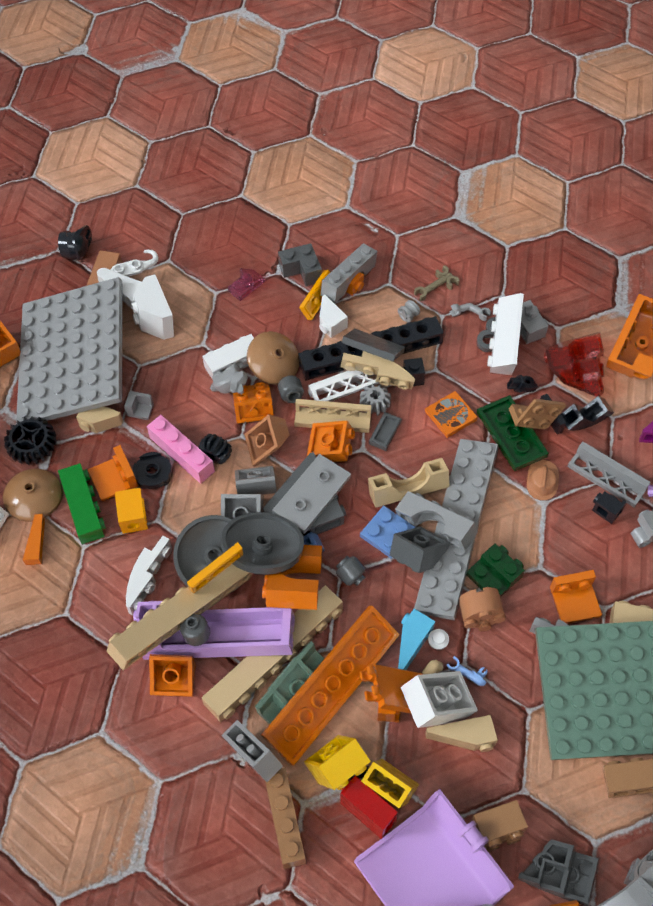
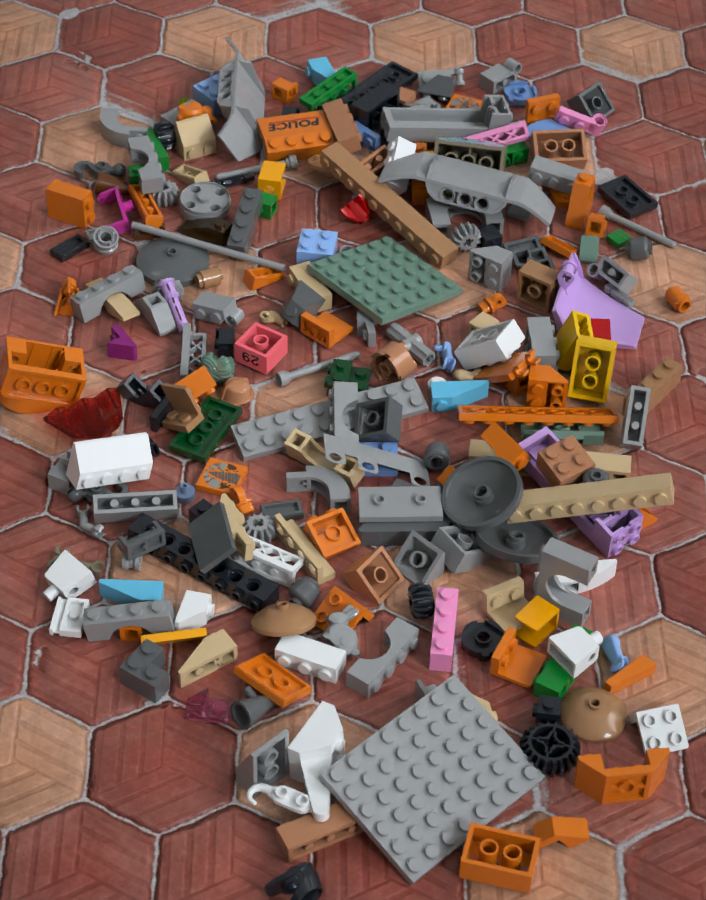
camera: 130 degrees left, 15 degrees down
(55, 458) = (547, 708): none -> black brick
(64, 545) = (612, 650): none -> light blue piece
(73, 499) = (575, 649): none -> white torso
(131, 517) = (571, 562): none -> light grey arch
(160, 504) = (504, 602): none -> tan bracket
(168, 270) = (265, 764): none -> light grey slope
(198, 415) = (368, 674): none -> light grey arch
(215, 568) = (543, 481): light orange tile -> none
(220, 299) = (250, 710): none -> dark grey piece
(231, 324) = (272, 680): none -> orange tile
(232, 621) = (564, 462): none -> nougat brick
(285, 305) = (210, 655): none -> tan slope
(352, 711) = (546, 387): none -> orange slope
(373, 295) = (131, 590): none -> medium azure slope
(380, 510) = (374, 456): none -> light grey piece
(388, 253) = (68, 617): none -> white plate
(395, 468) = (322, 481): none -> light grey arch
(405, 749) = (540, 337): none -> light grey brick
(411, 310) = (143, 542): none -> dark grey hinge
(414, 407) = (241, 502): none -> orange piece
(421, 266) = (67, 578): none -> white torso
(453, 382) = (185, 493): none -> sand blue tile
(456, 335) = (129, 506): none -> light grey brick
(505, 653) = (414, 343): none -> light grey piece
(513, 769) = (493, 303): none -> orange piece
(534, 525) = (284, 377): none -> light grey piece
(555, 801) = (490, 267): none -> light grey slope
(560, 442) = (199, 382): none -> orange brick
(575, 478) = (220, 369): none -> sand green hair
(578, 523) = (261, 348): none -> coral brick
(612, 848) = (490, 236): none -> black brick
(614, 588) = (300, 300): none -> dark grey slope
(623, 569) = (273, 317): none -> tan arm
(626, 818) = (466, 236): none -> light grey gear

